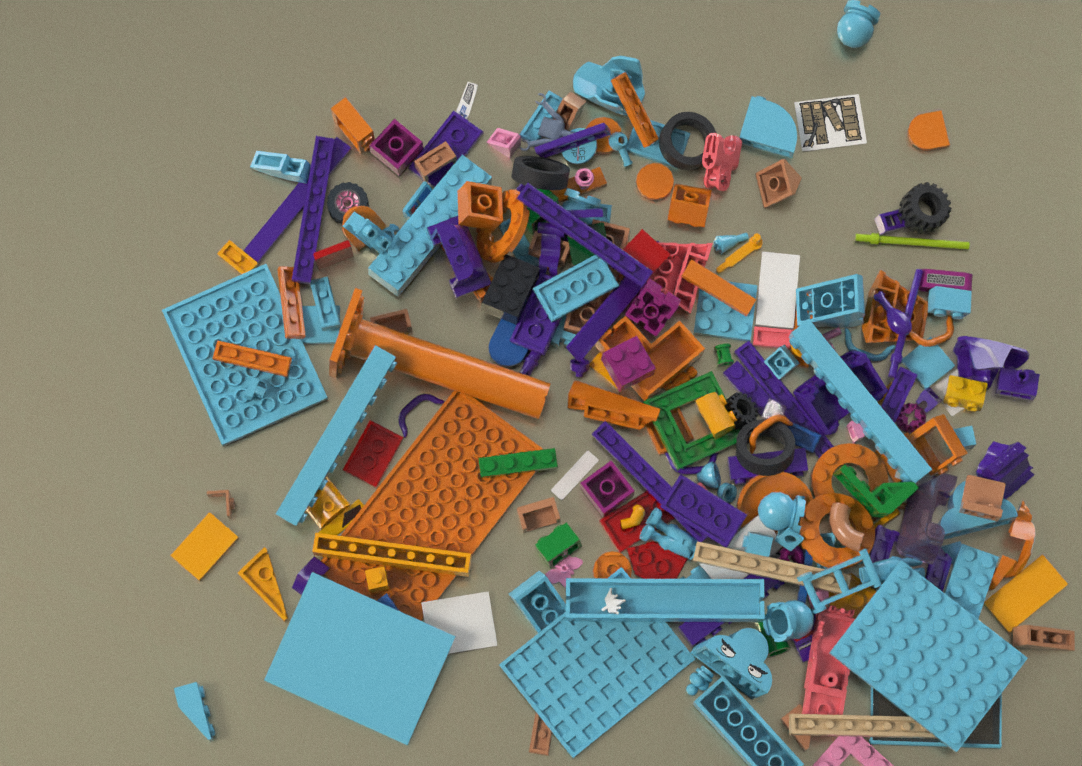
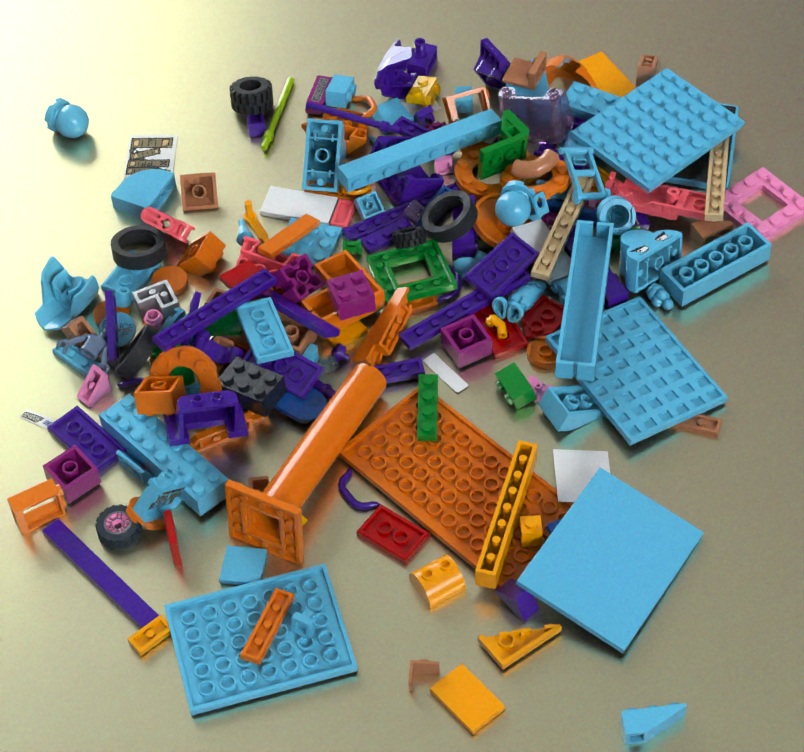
camera: 80 degrees left, 25 degrees down
(281, 166) = (59, 581): medium azure slope -> none
(291, 304) = (213, 585): orange tile -> none
(313, 210) = (118, 553): dark purple plate -> none
(325, 304) = (222, 555): medium azure tile -> none
(336, 435) = (376, 537): medium azure brick -> none
(343, 520) = (467, 575): yellow sticker -> none
(435, 160) = (99, 440): nougat panel -> none
(538, 515) = (481, 400): nougat panel -> none
(563, 358) = (329, 363): none -> clear light blue tile
(564, 425) = (402, 370): none -> dark purple plate
(612, 603) = (584, 336): white piece -> none
(619, 178) = (158, 297): none -> light grey brick
(634, 109) = (97, 272): orange tile -> none
(715, 414) = (413, 245): light orange brick -> none
(757, 544) = (540, 230): medium azure brick -> none
(763, 426) = (428, 211): orange animal -> none
(897, 320) = (352, 116): dark purple piece -> none
(928, 131) = (180, 92): orange tile -> none

